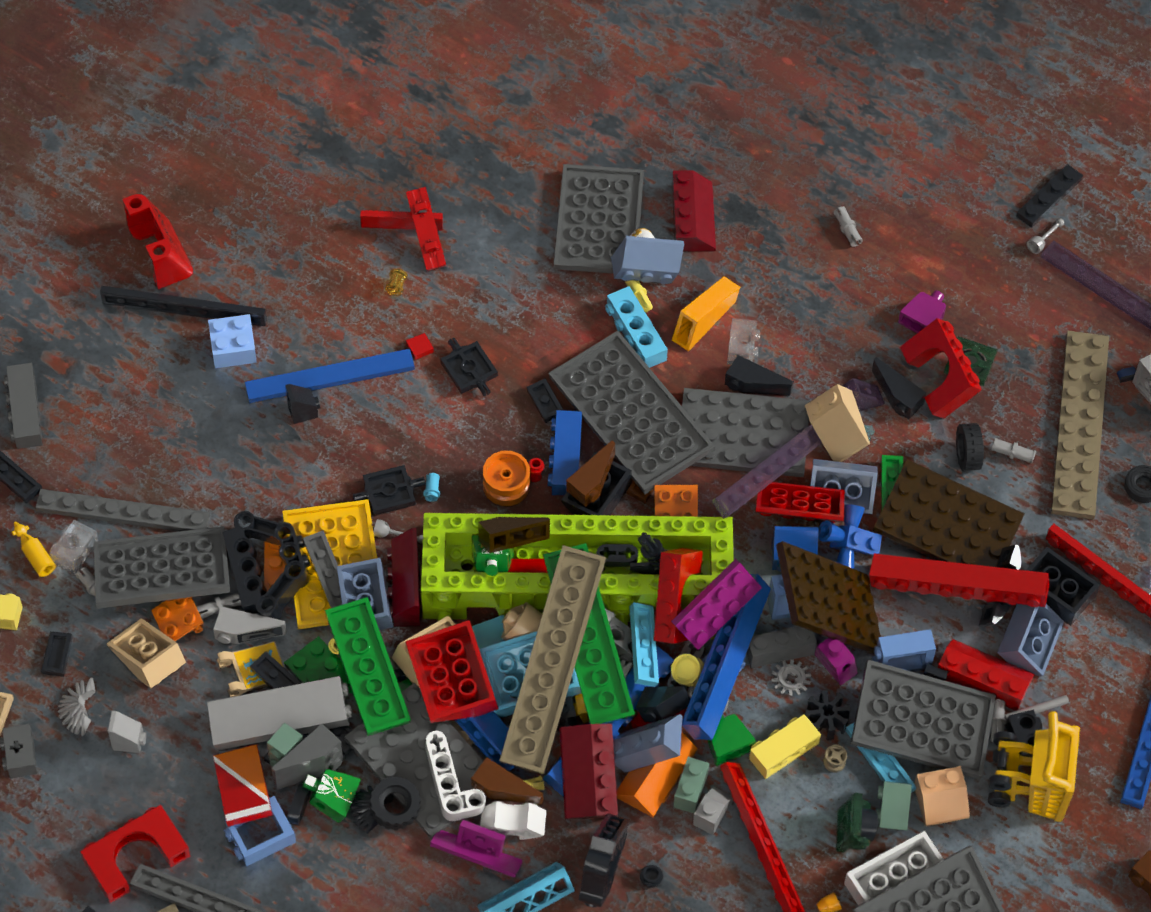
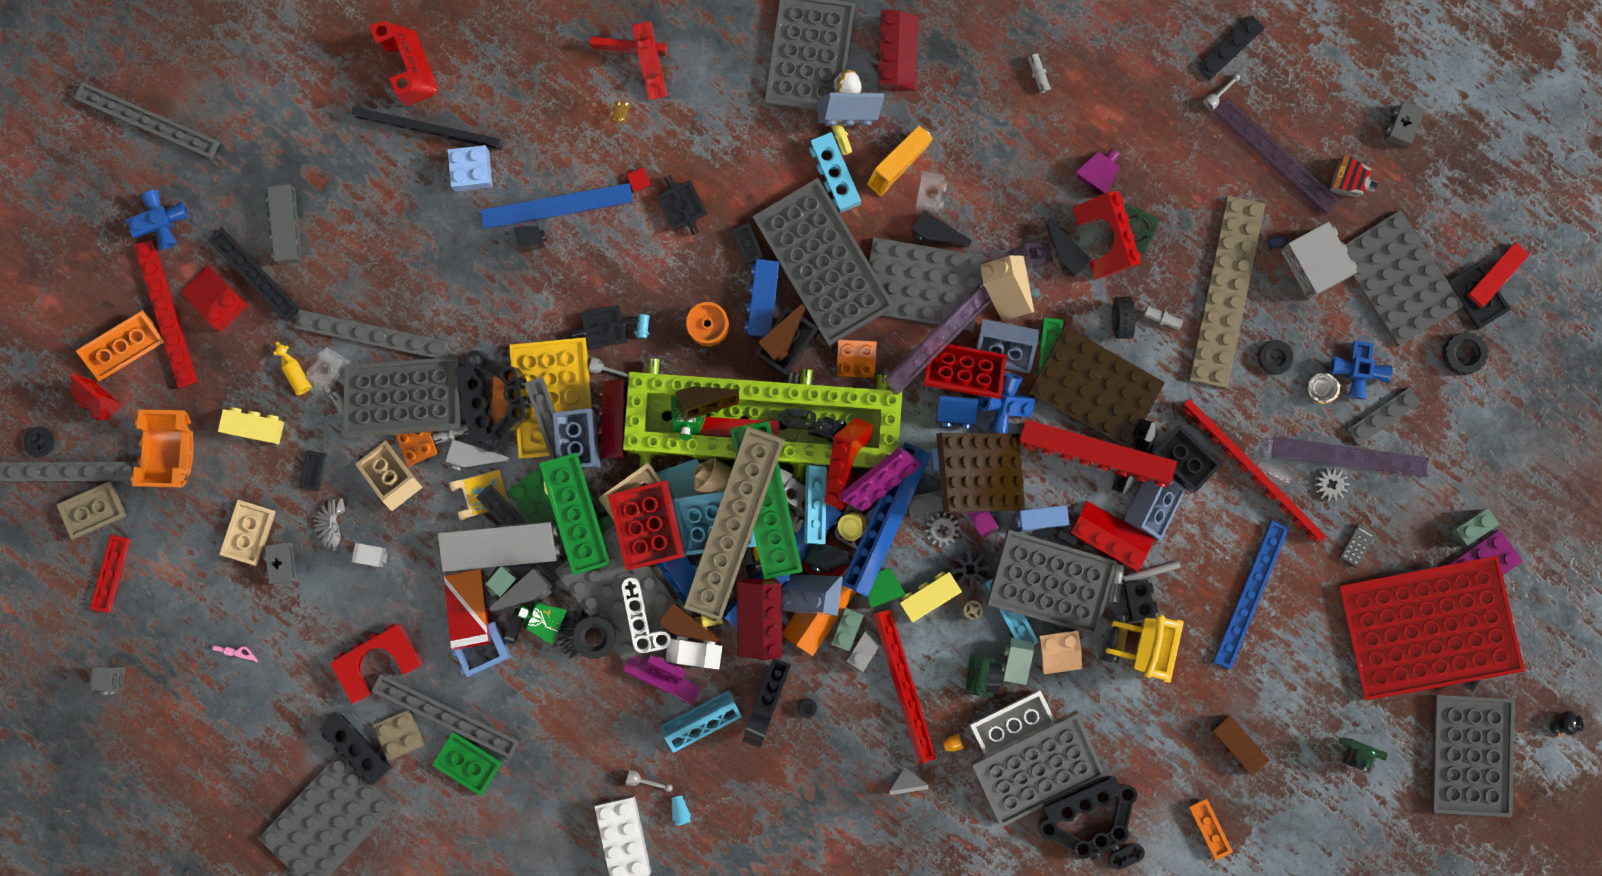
camera: 10 degrees right, 25 degrees up
(536, 468) = (734, 310): red pin -> none

